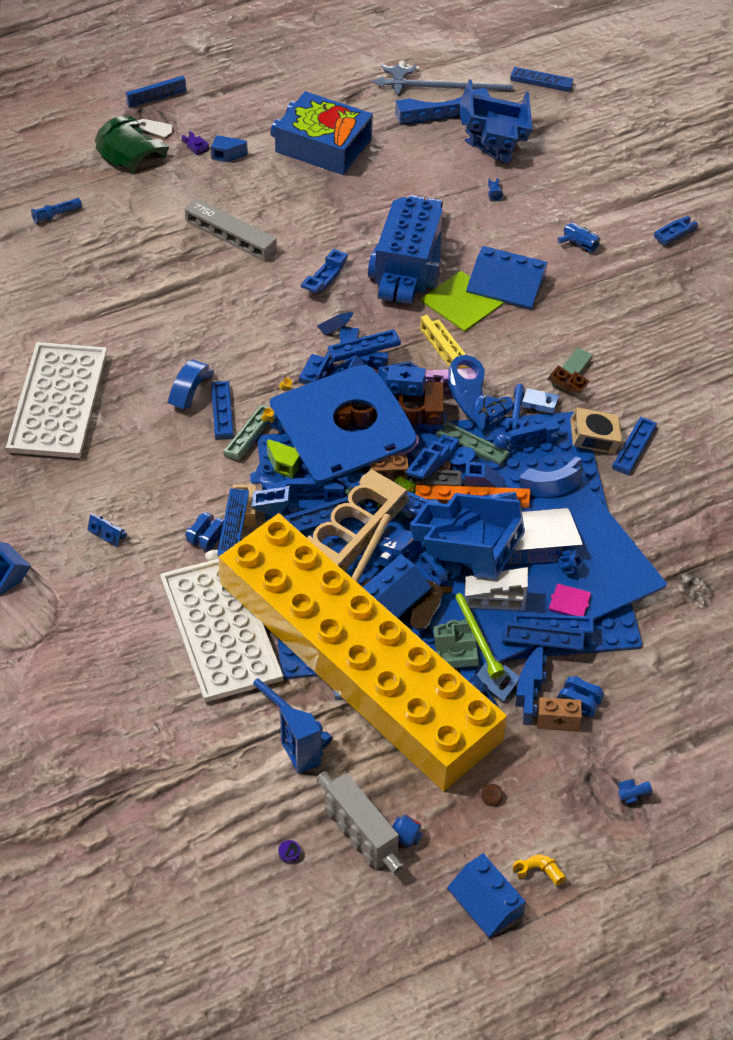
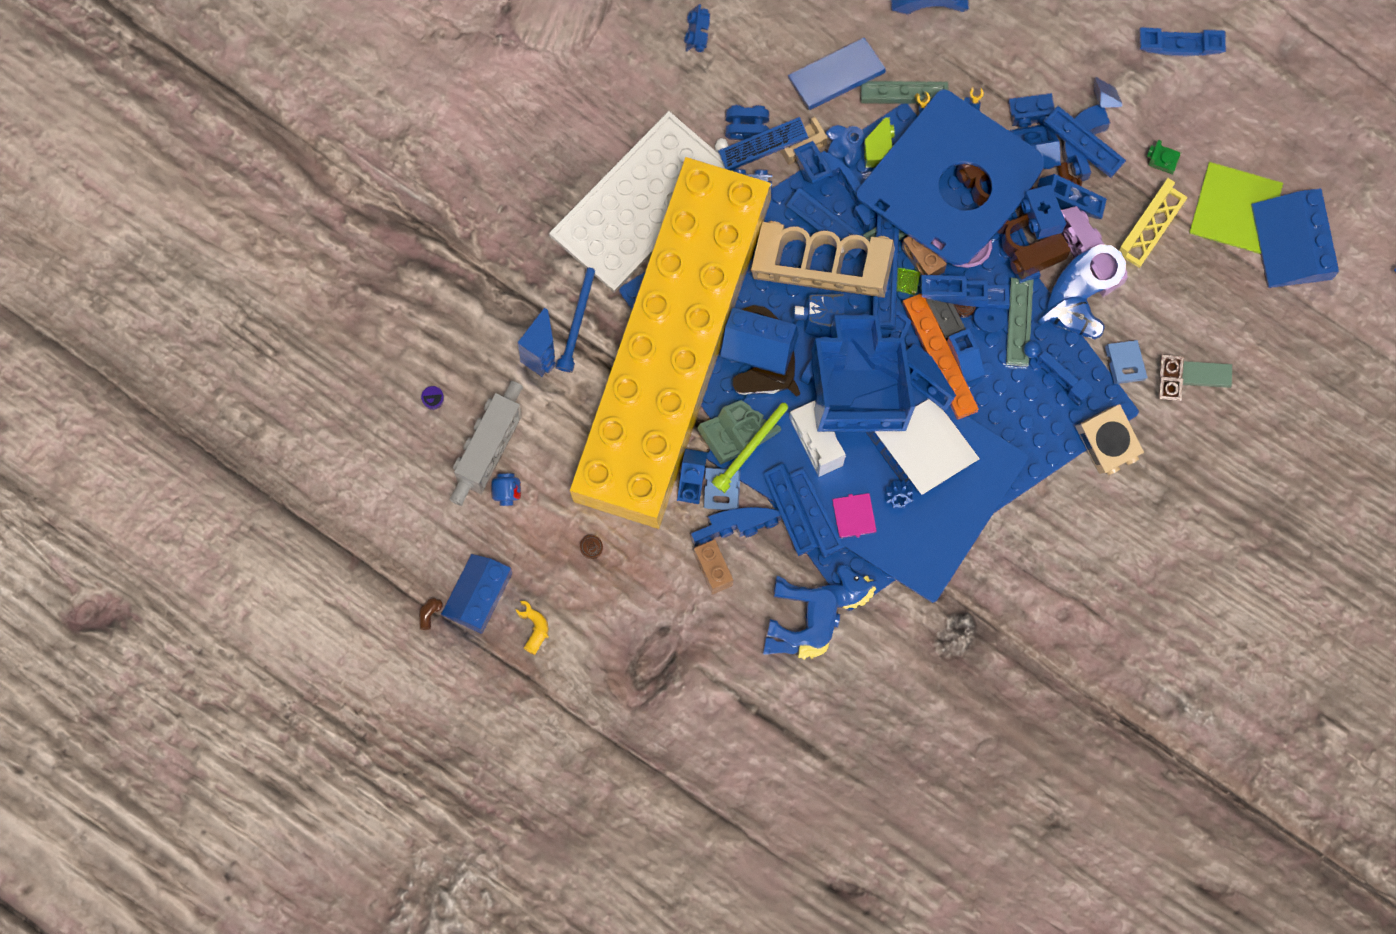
camera: 60 degrees right, 25 degrees up
(207, 462) = (836, 73): none -> tile
(222, 410) = (920, 47): blue tile -> none
(371, 547) = (748, 297): tan piece -> none
(401, 319) = (1163, 158): none -> green bracket
(408, 249) = (1271, 111): blue piece -> none
(480, 944) = (427, 610): none -> reddish brown arm
(519, 392) = (1125, 333): blue hinge -> none
(552, 483) = (1001, 431): blue arch -> none
(589, 694) = (757, 568): blue brick -> none
(630, 791) = (661, 673): blue plate -> none
(634, 445) = (1122, 489): blue tile -> none
(637, 659) = (820, 612): none -> blue animal

